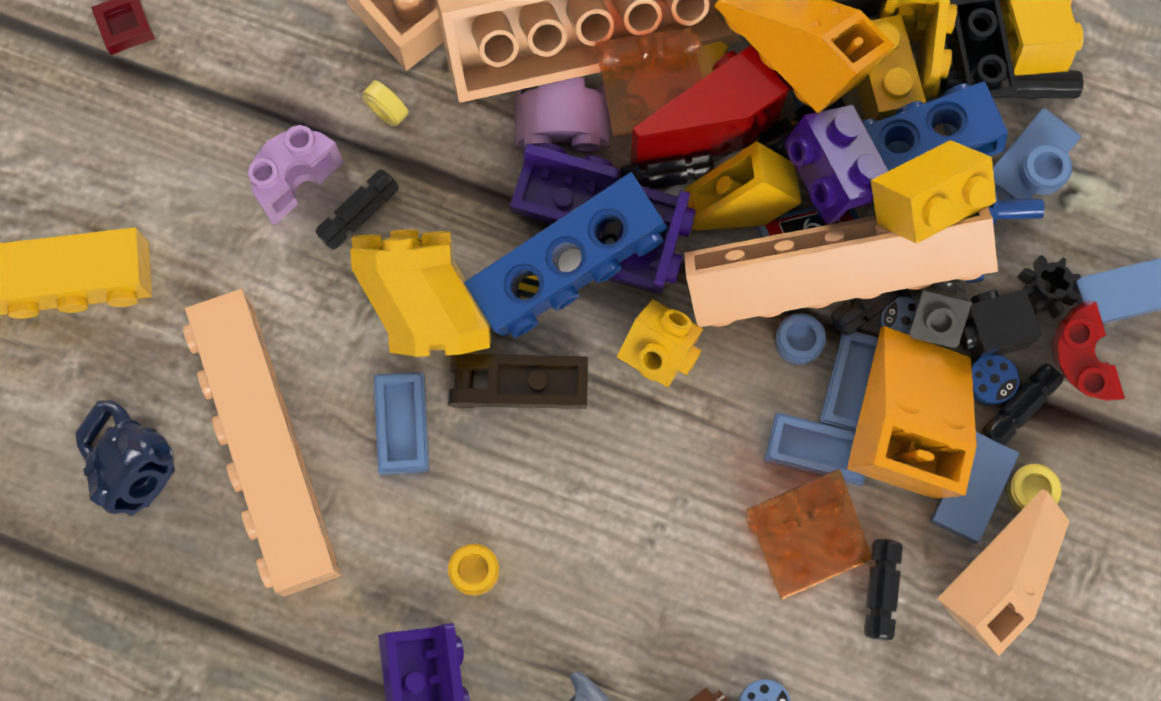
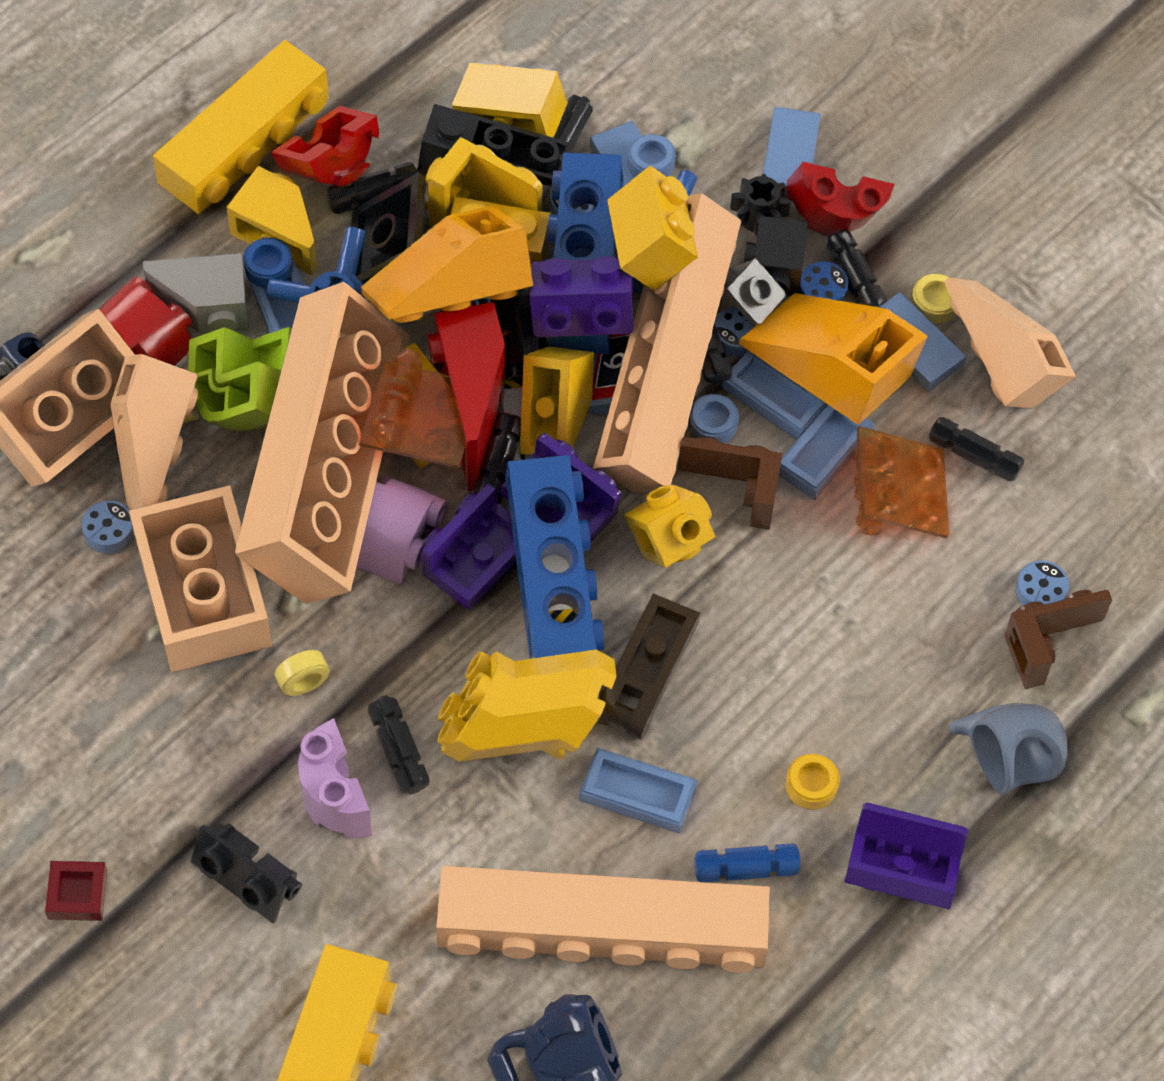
camera: 70 degrees left, 15 degrees down
(200, 121) = (226, 858): none -> black hinge
(369, 543) = (747, 862): none -> blue axle
(736, 408) = (749, 464): none -> reddish brown bracket

